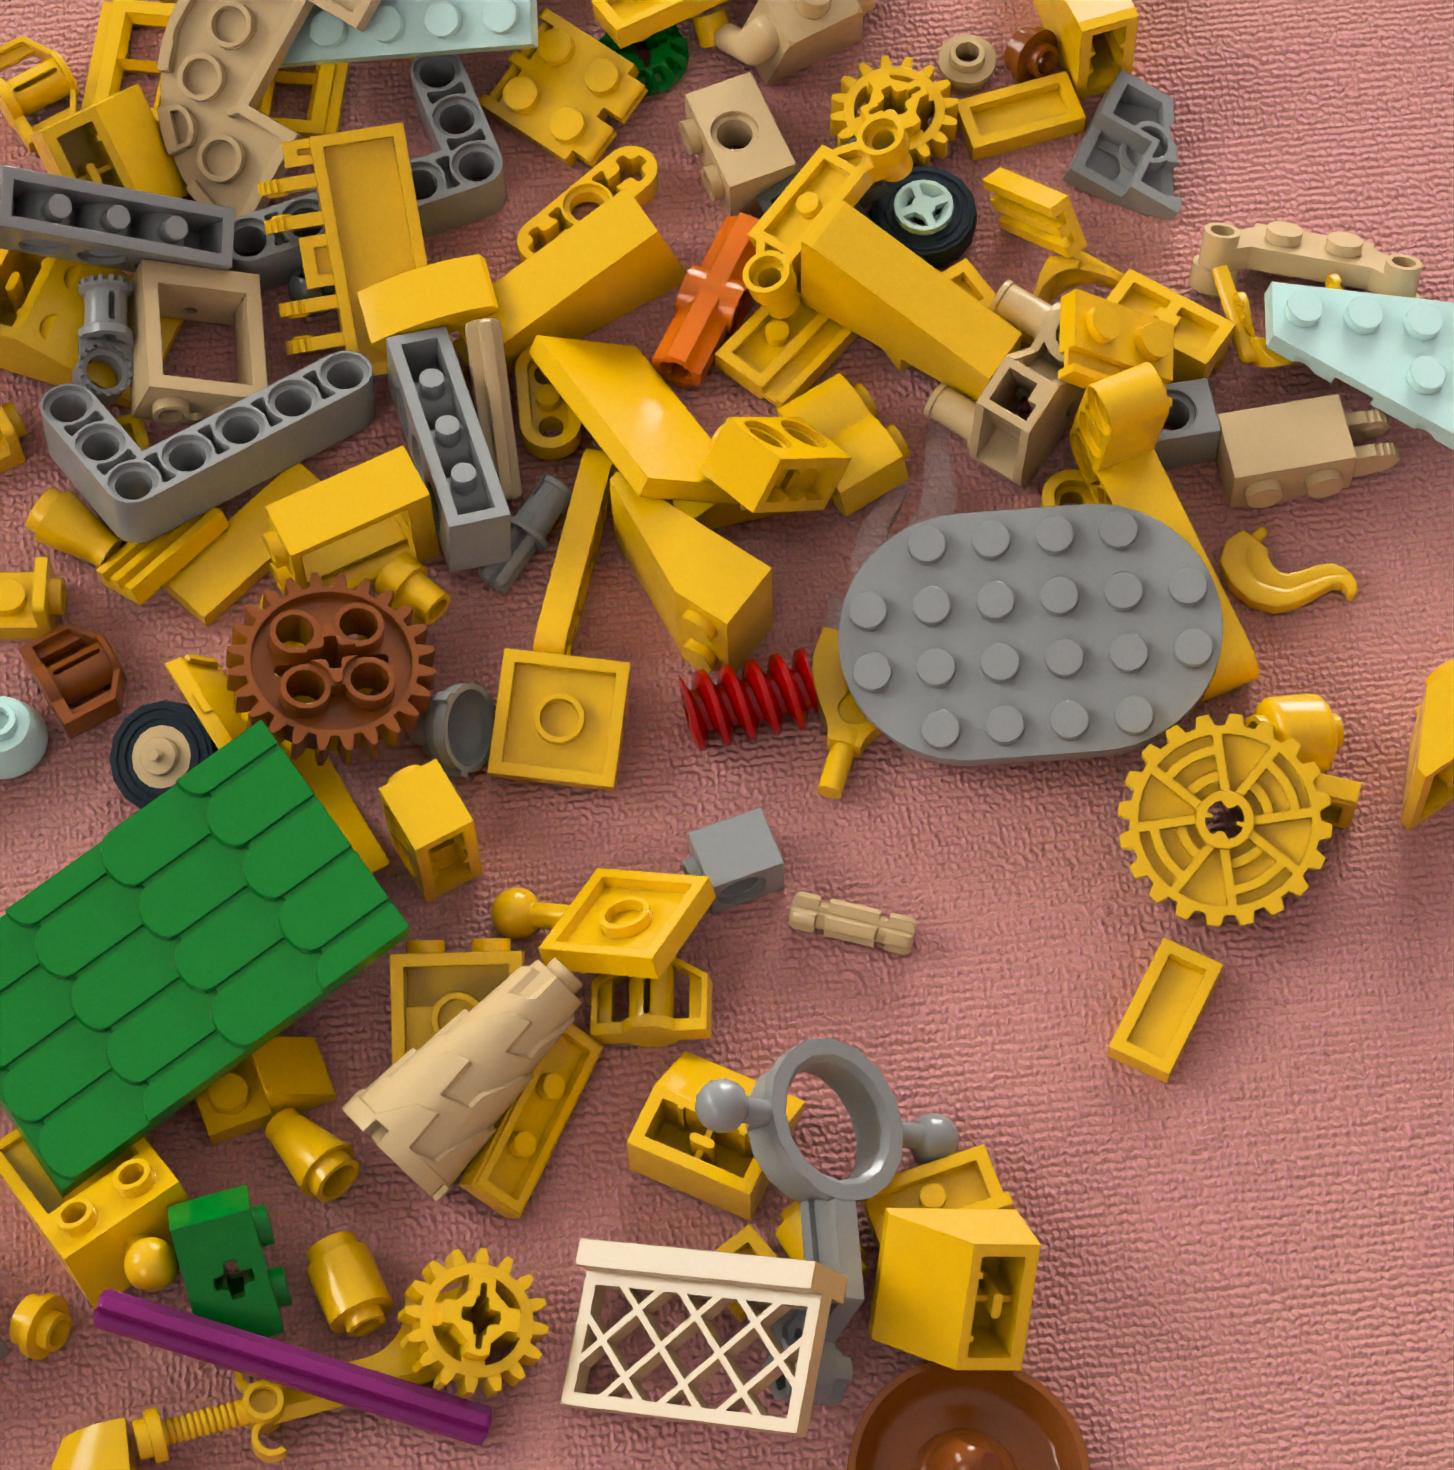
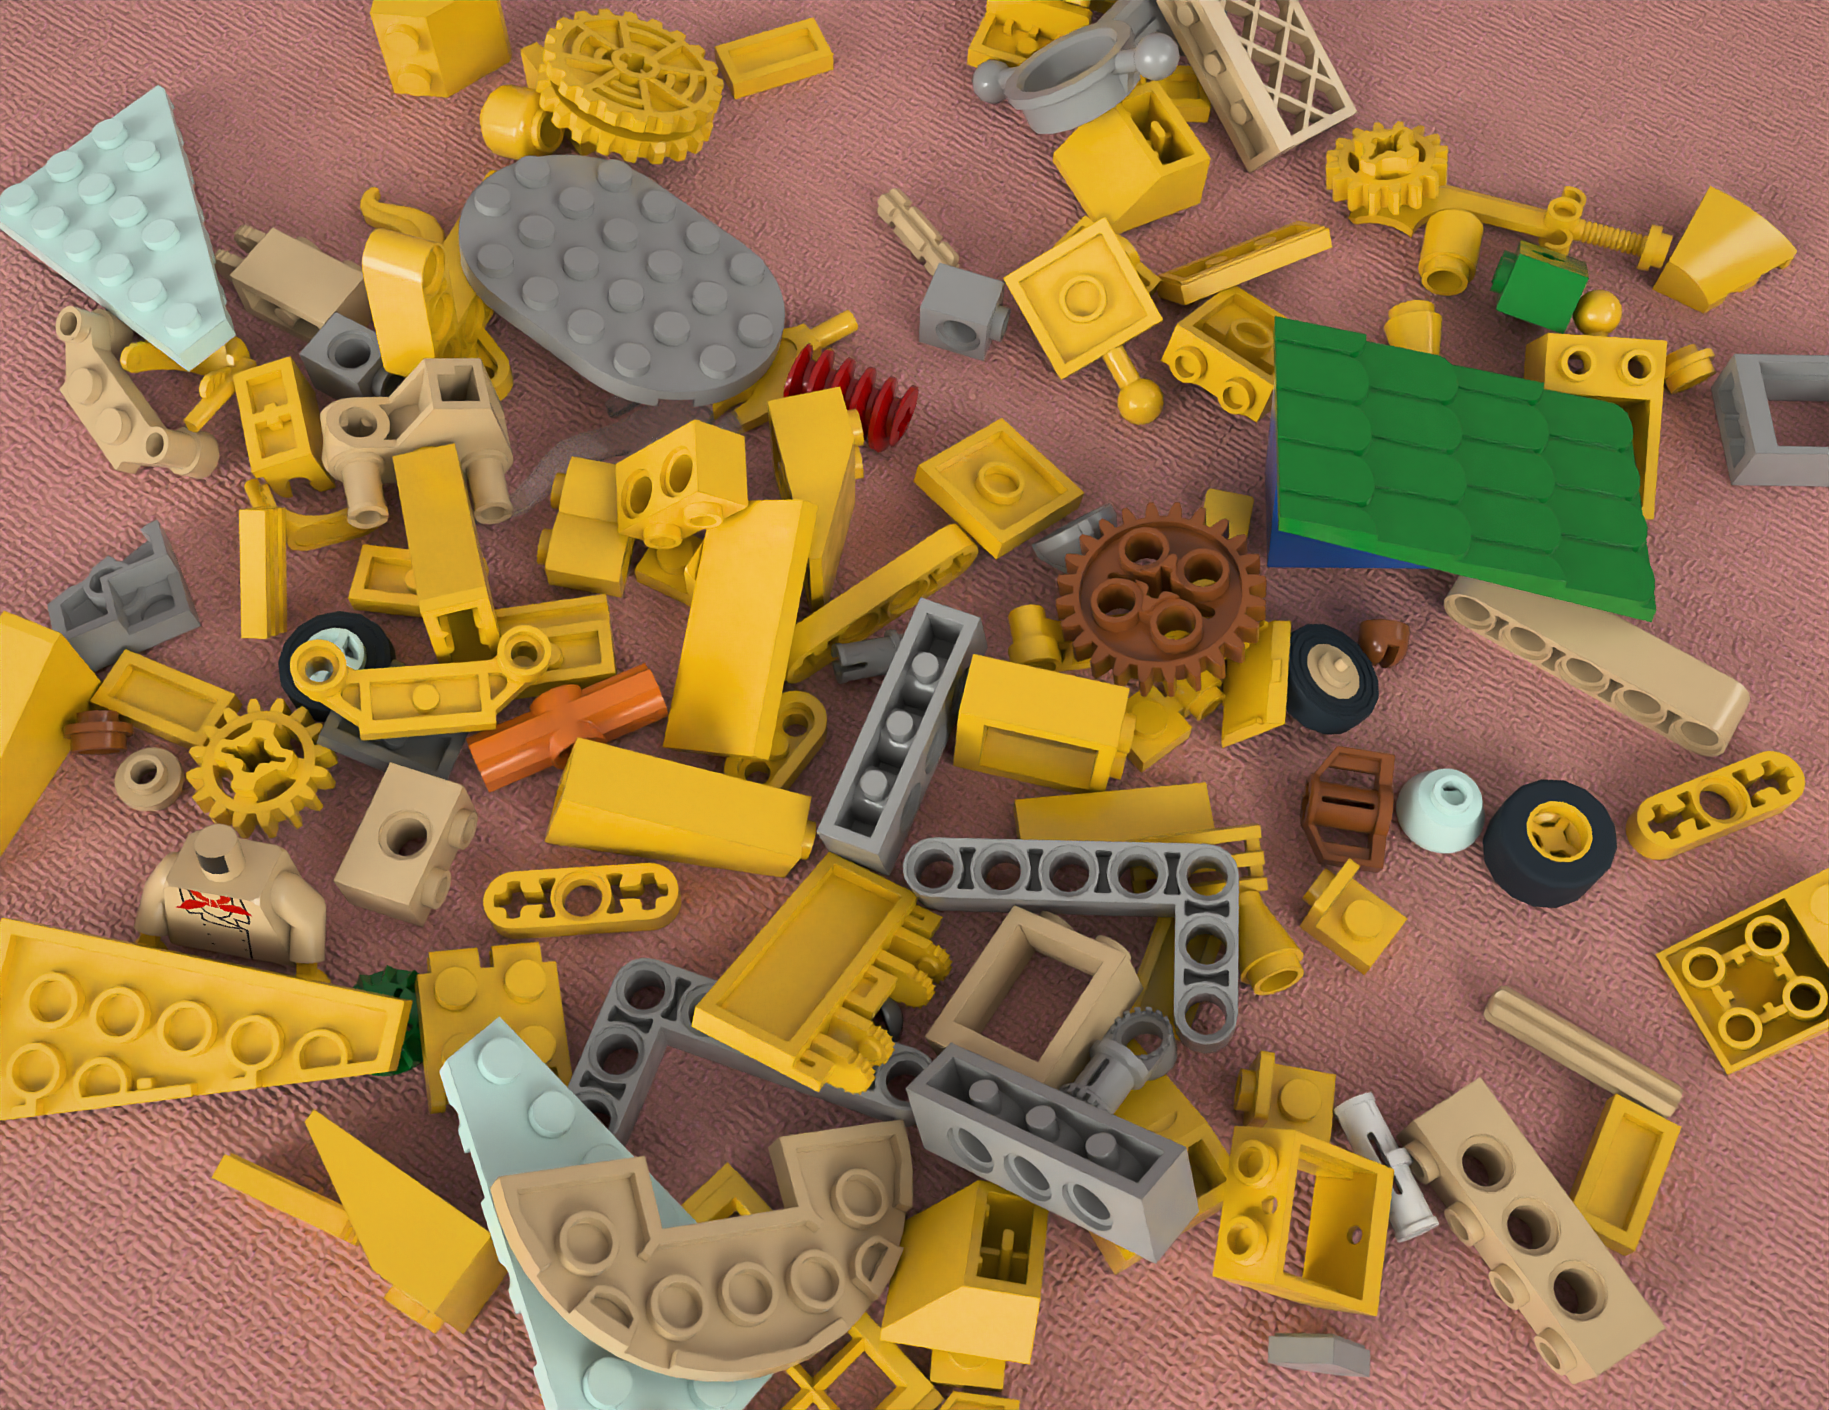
camera: 145 degrees left, 0 degrees up
(292, 1367) = (1551, 220): magenta axle -> none
(427, 298) = (810, 865): yellow slope -> none
(430, 829) = (1171, 451): yellow brick -> none
(444, 1098) = (1294, 271): tan cone -> none
(493, 400) = (823, 760): tan axle -> none
(1109, 338) = (347, 379): yellow plate -> none

